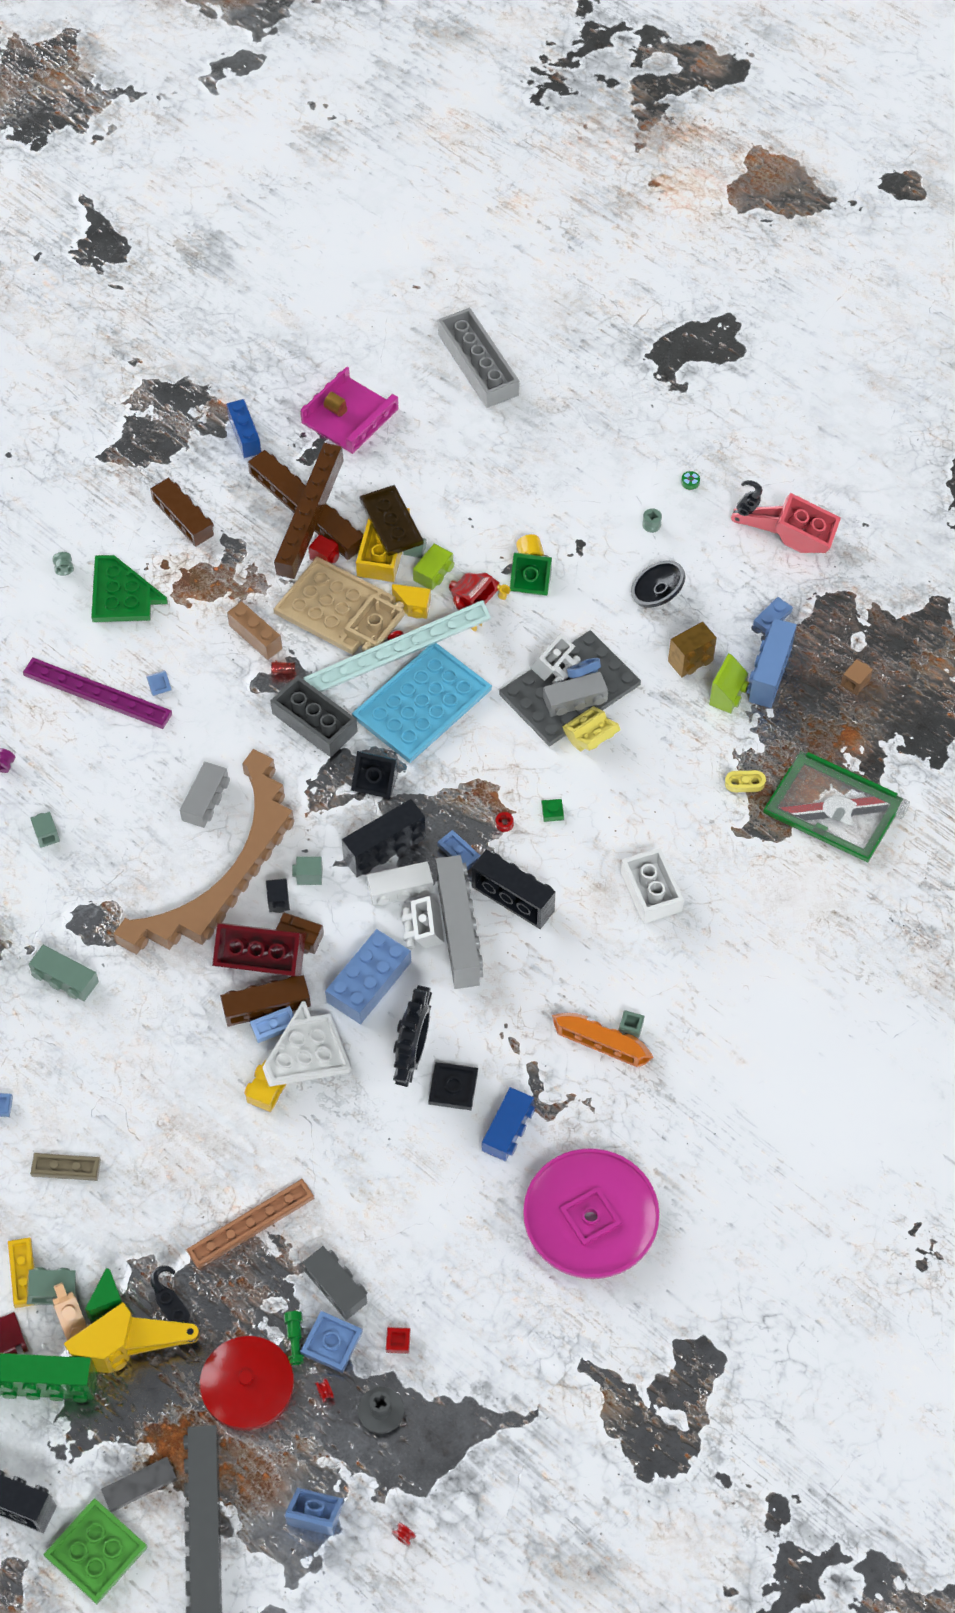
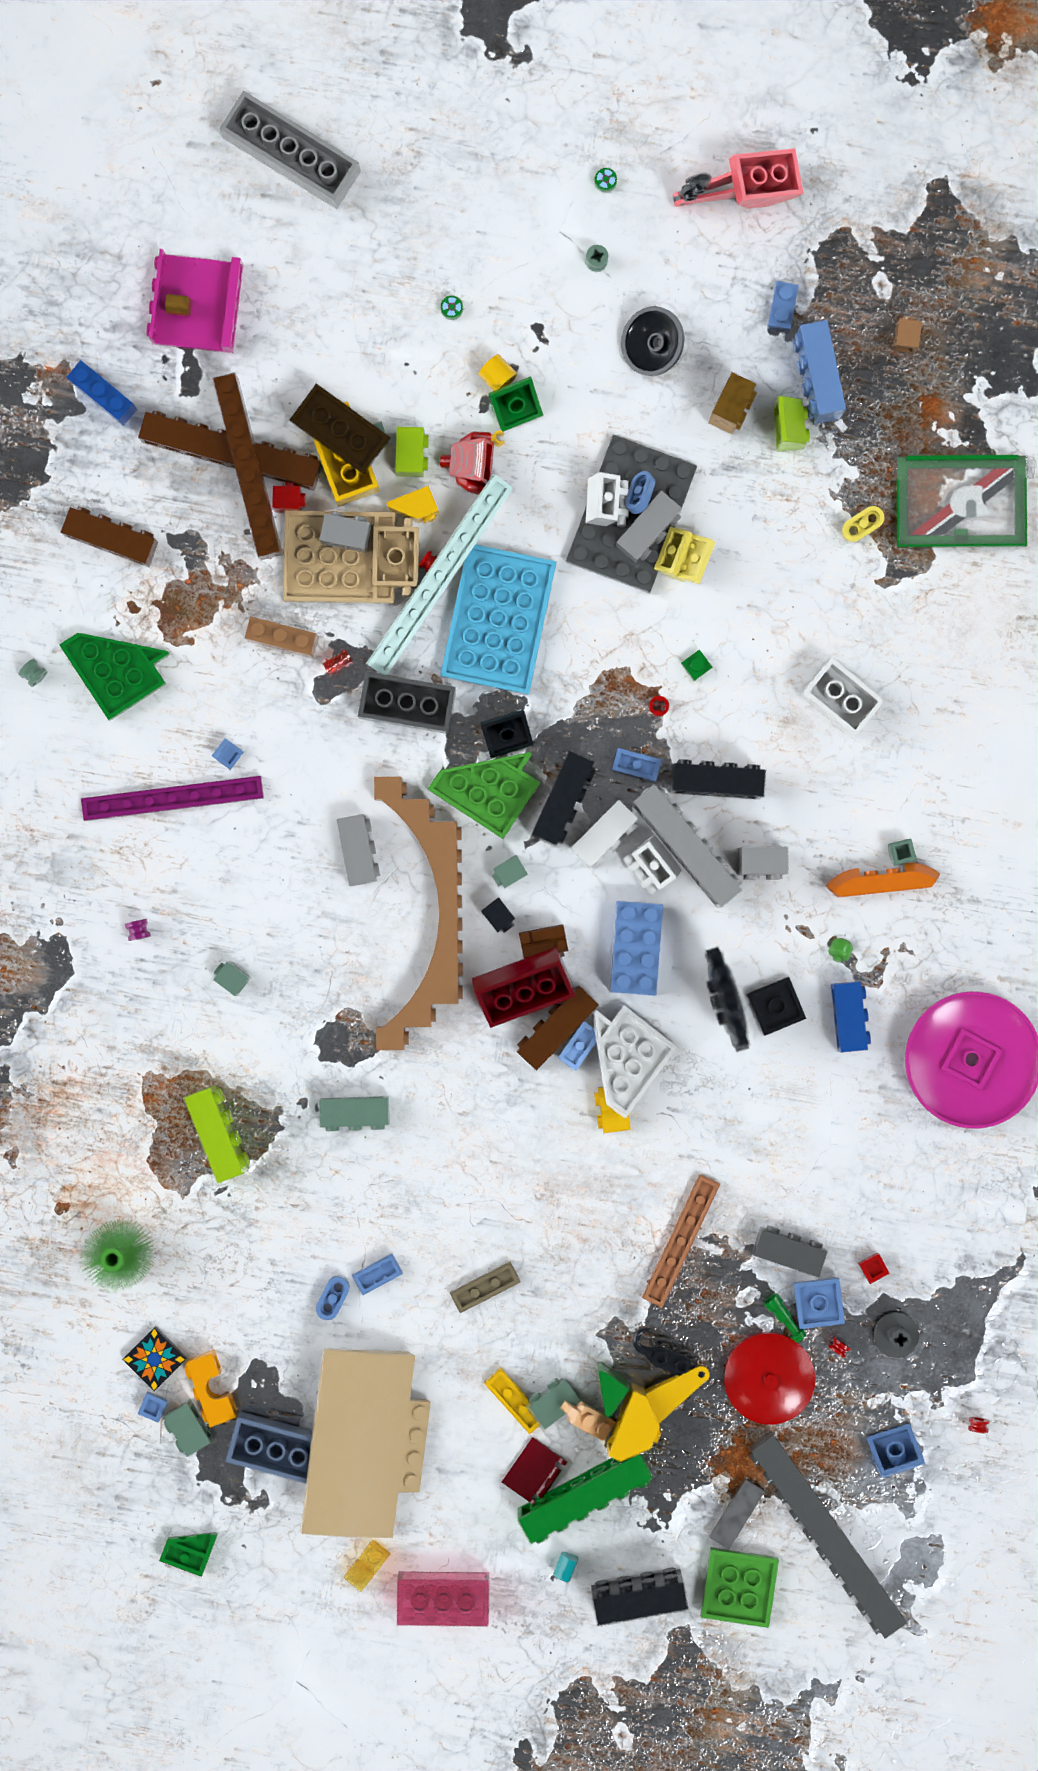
camera: 30 degrees left, 30 degrees up
(332, 808) = (488, 791): none -> bright green wing
(348, 586) = (345, 532): none -> light grey brick
(511, 964) = (762, 861): none -> light grey brick
(526, 500) = (451, 307): none -> green tile
(534, 1074) = (840, 949): none -> bright green piece

